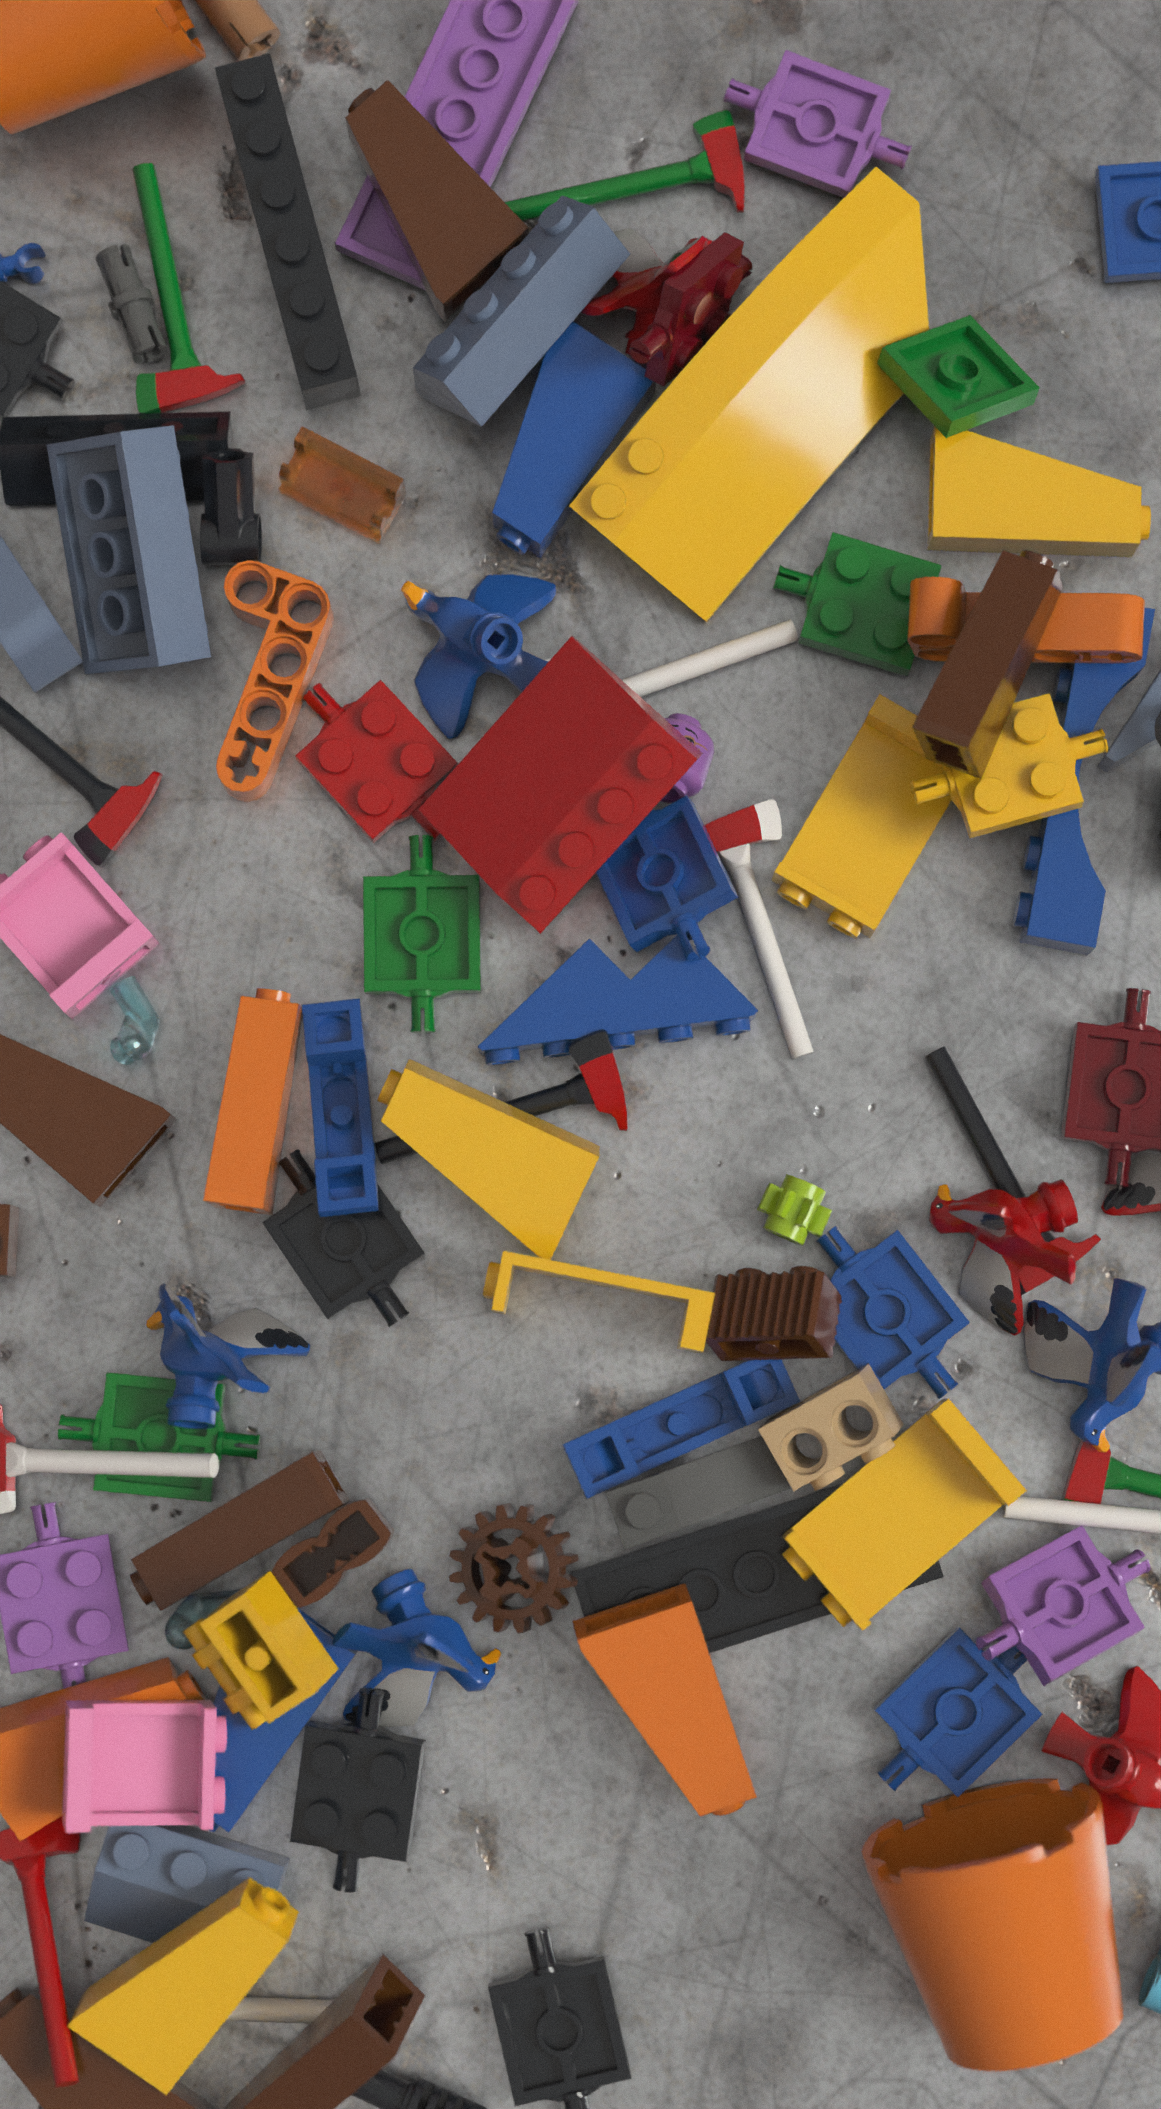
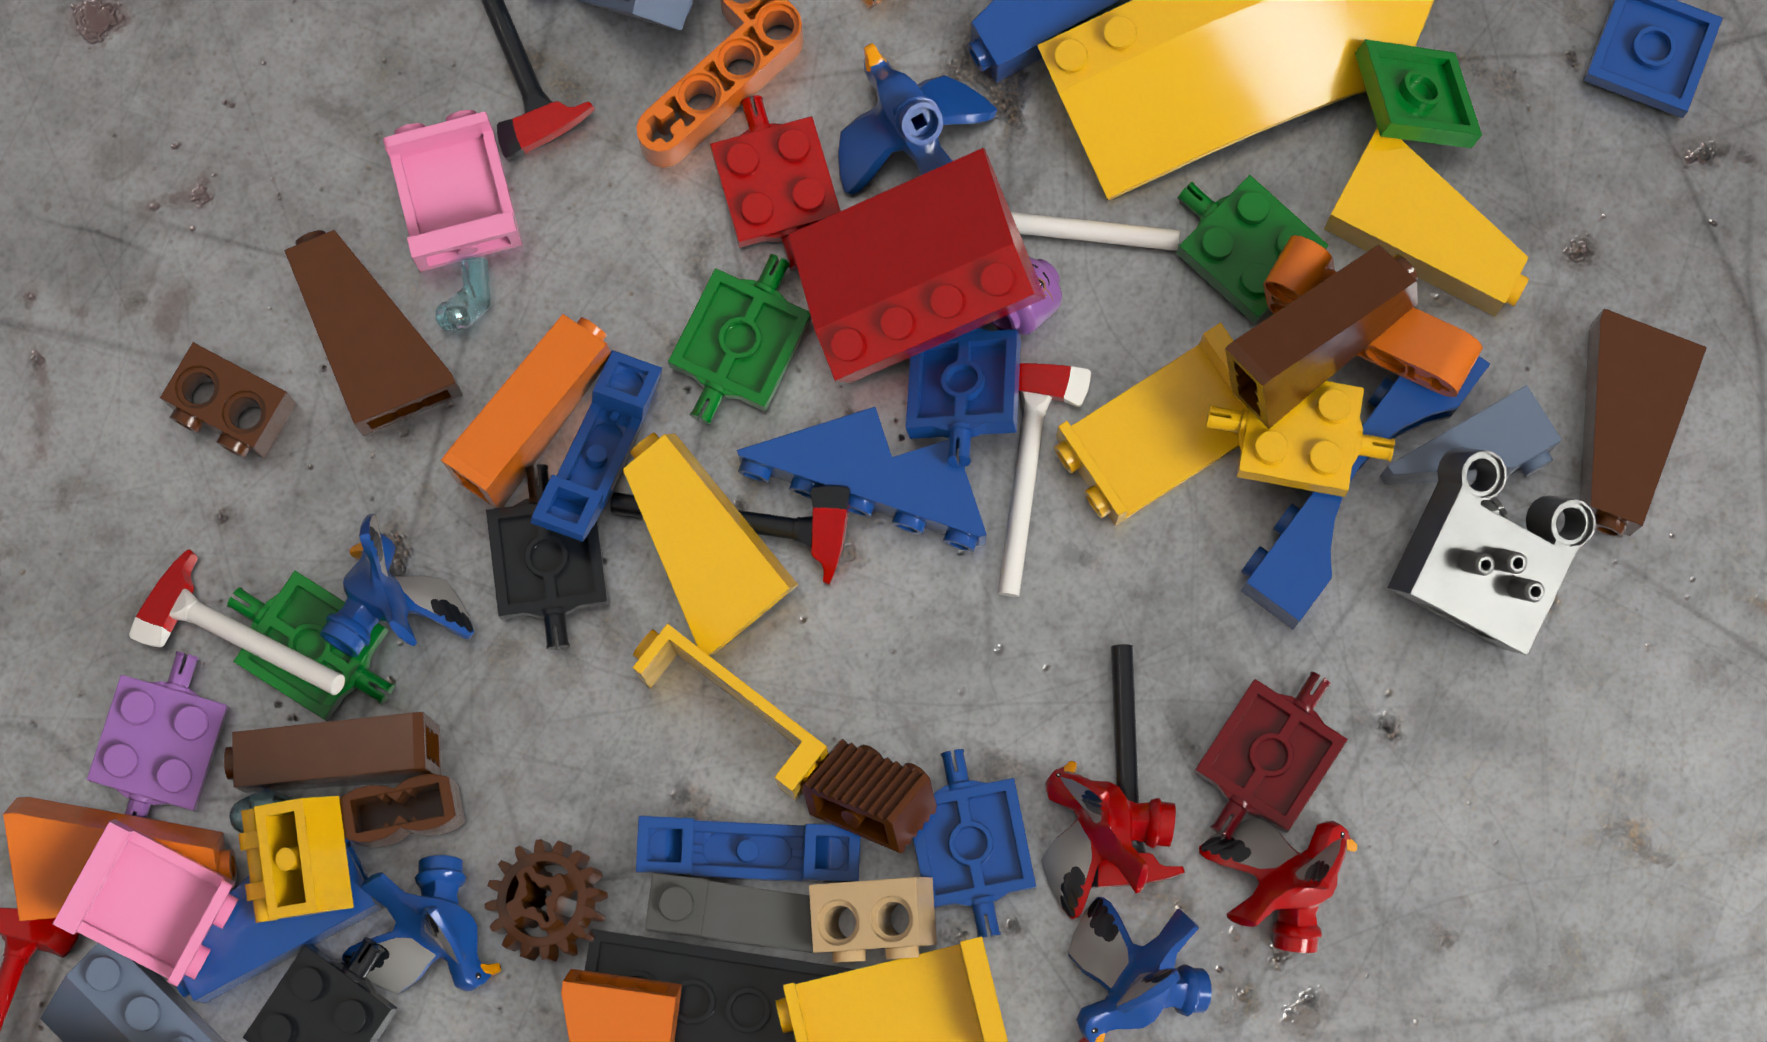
camera: 30 degrees right, 5 degrees down
(794, 1210) = (934, 718): lime gear -> none

